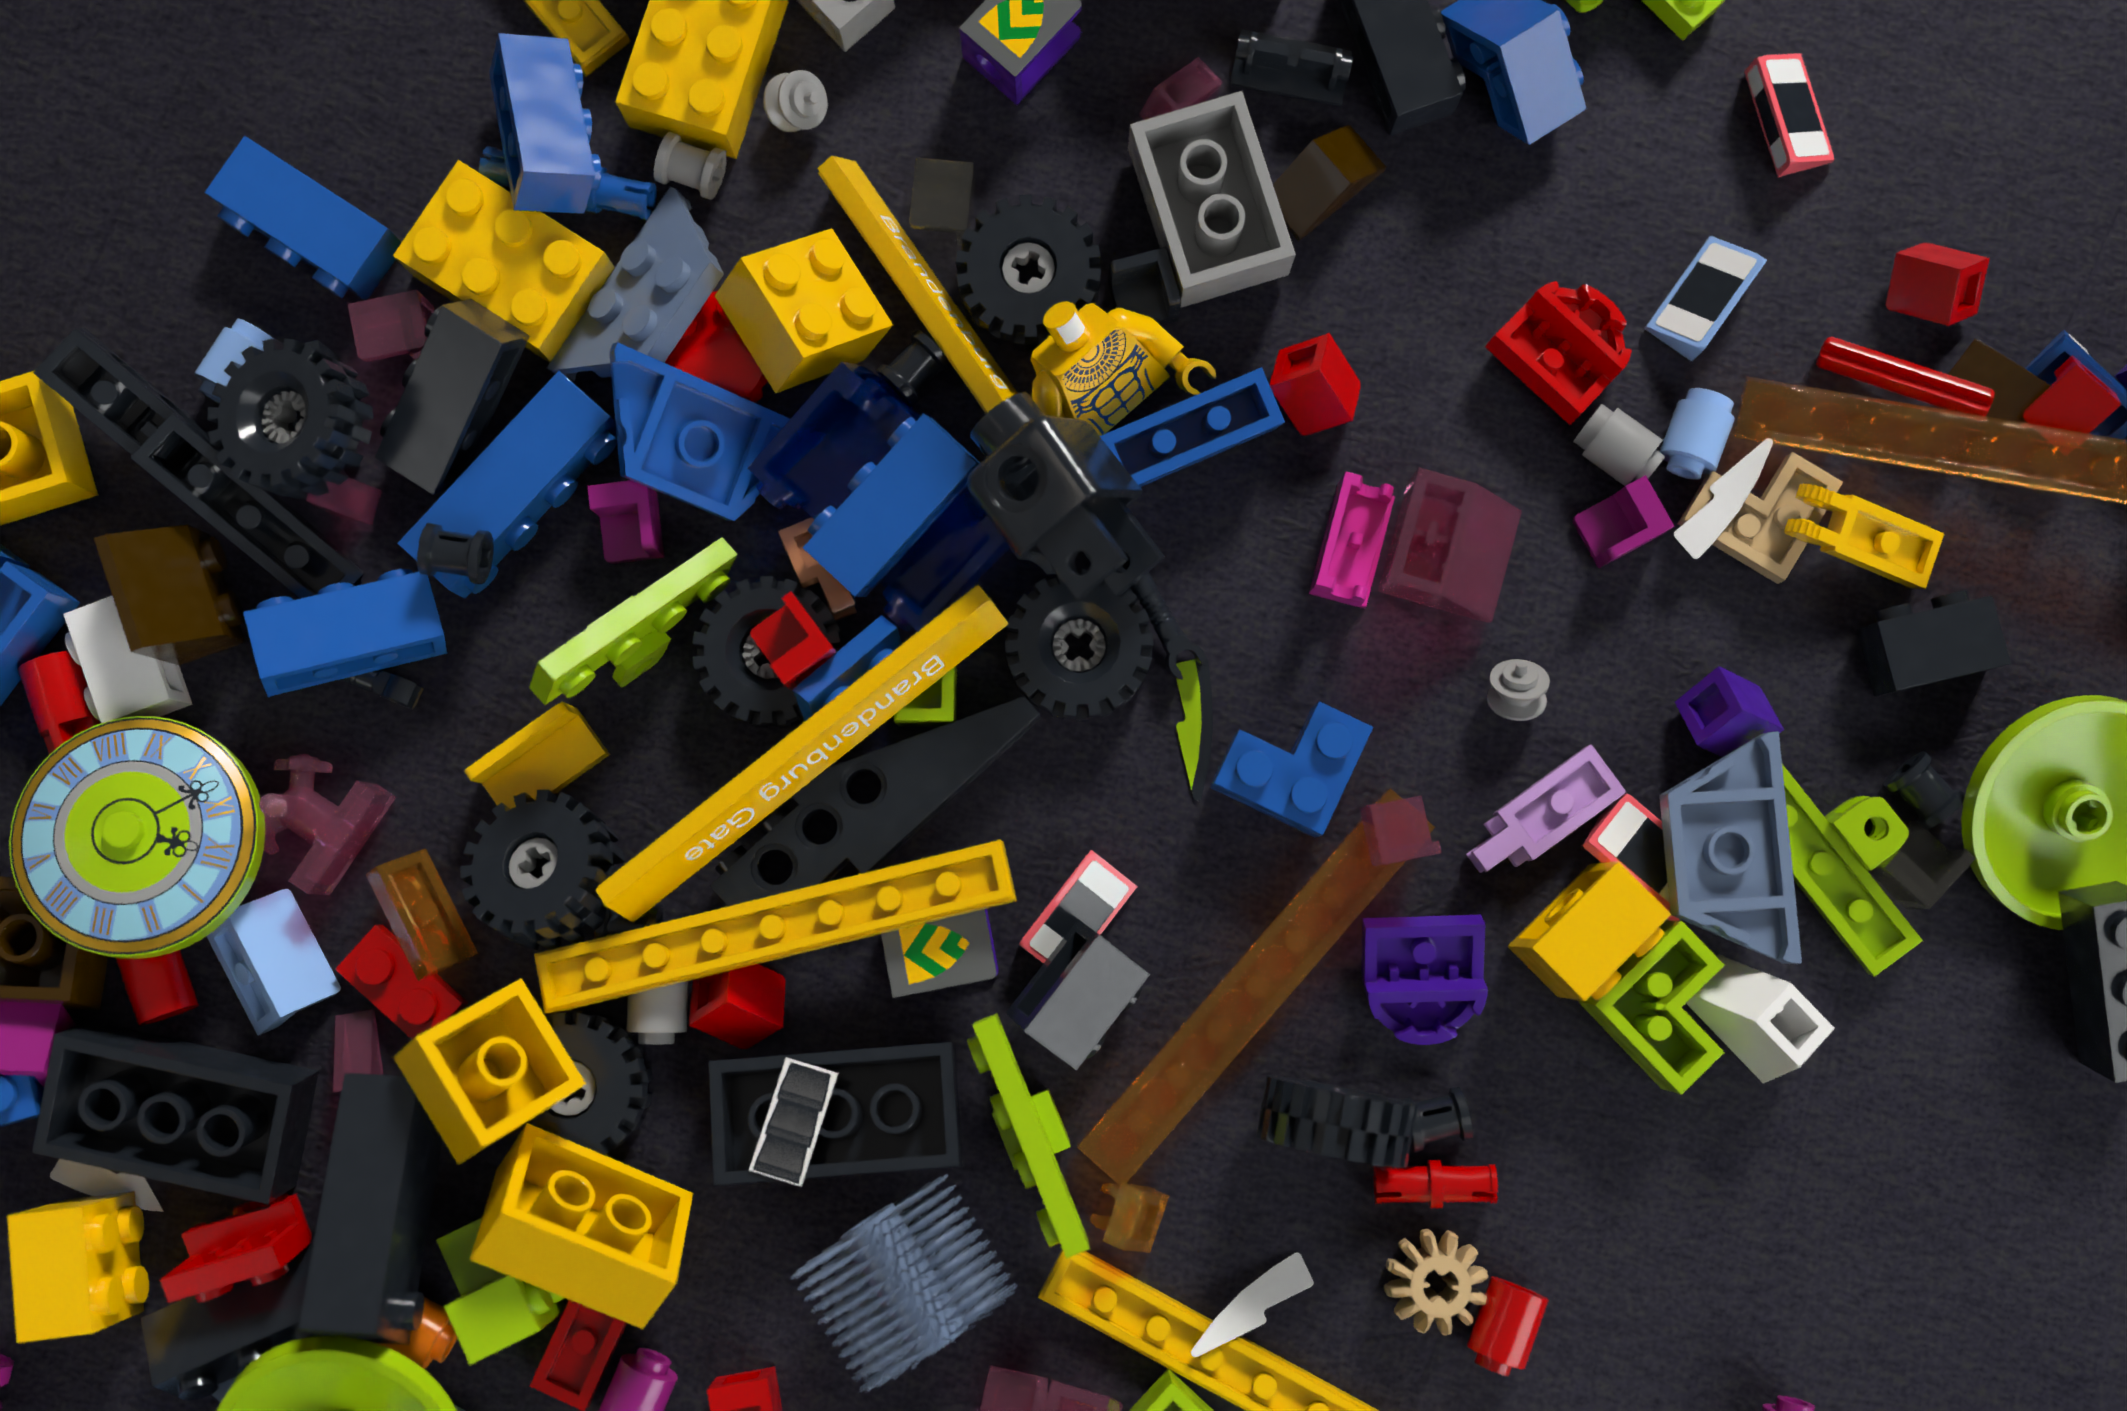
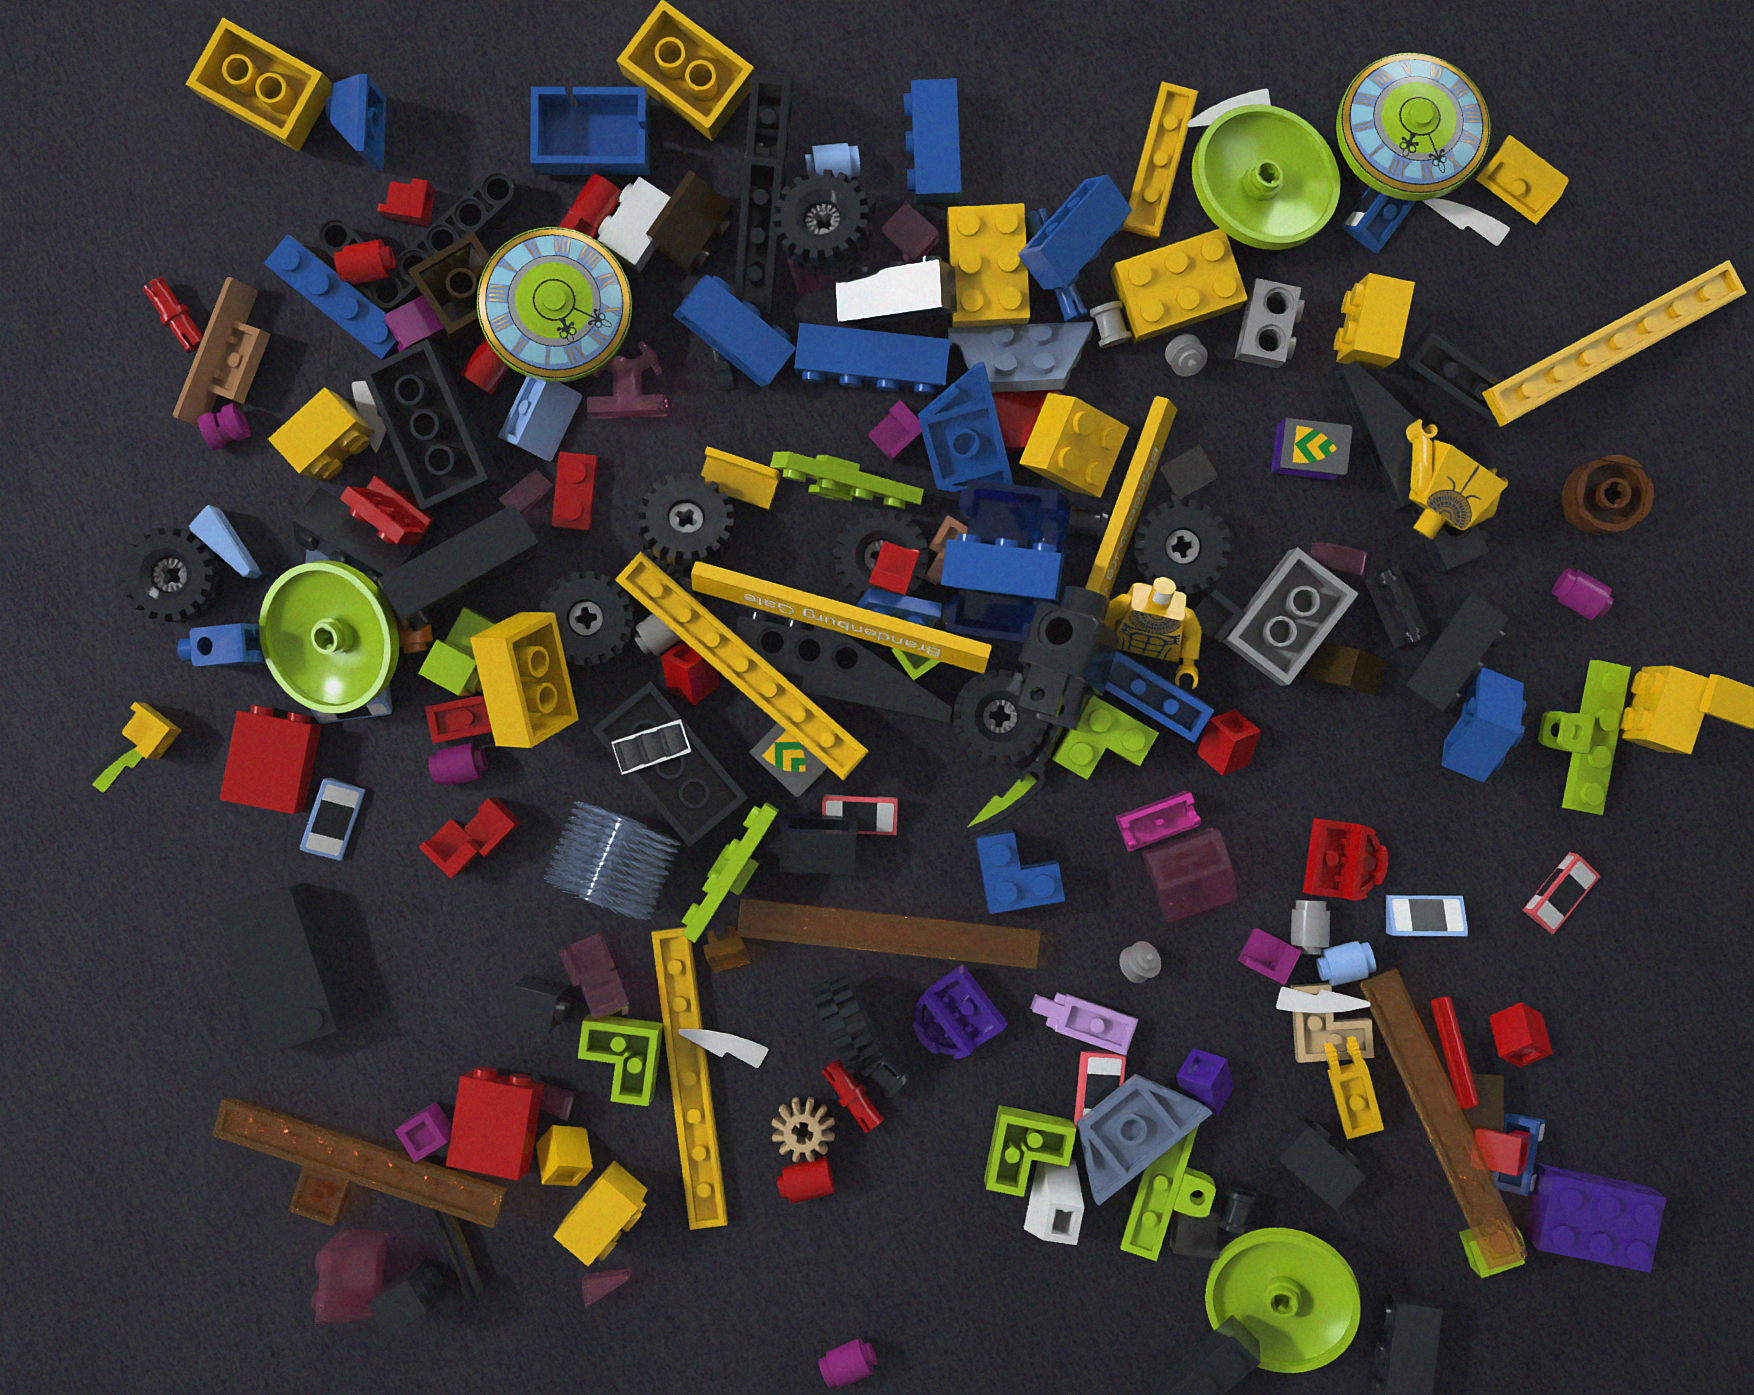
camera: 55 degrees right, 5 degrees up
(421, 914) = (618, 475): clear orange plate -> none
(455, 553) = (815, 359): black bush -> none
(488, 1070) = (567, 577): yellow brick -> none
(1187, 528) = (1099, 729): none -> lime brick
(1397, 831) = (1019, 951): clear pink panel -> none
(1591, 932) = (1037, 1086): yellow brick -> none

